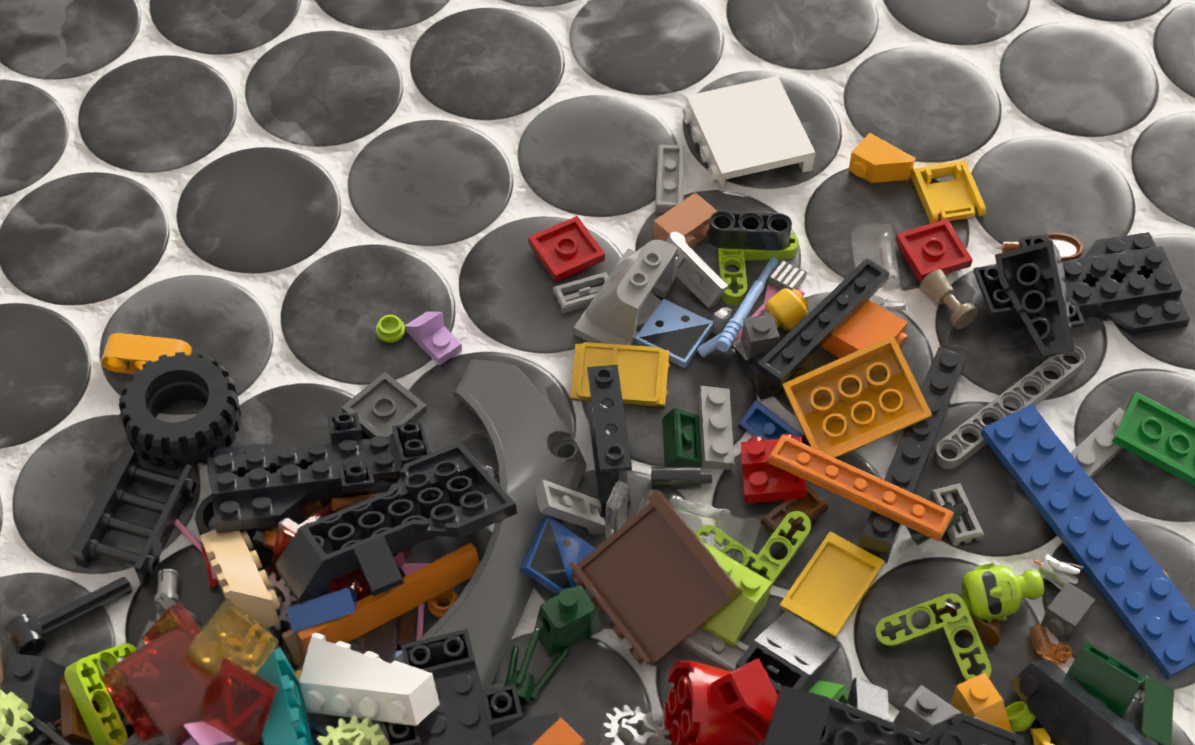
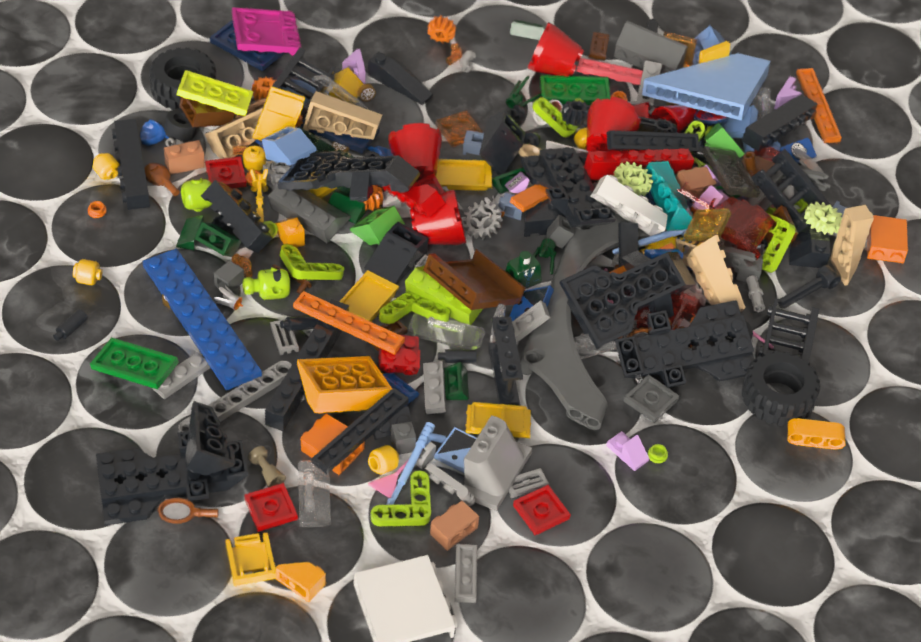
camera: 175 degrees right, 5 degrees down
(749, 230) = (398, 507): black beam -> none
(786, 276) = (381, 488): tile -> none

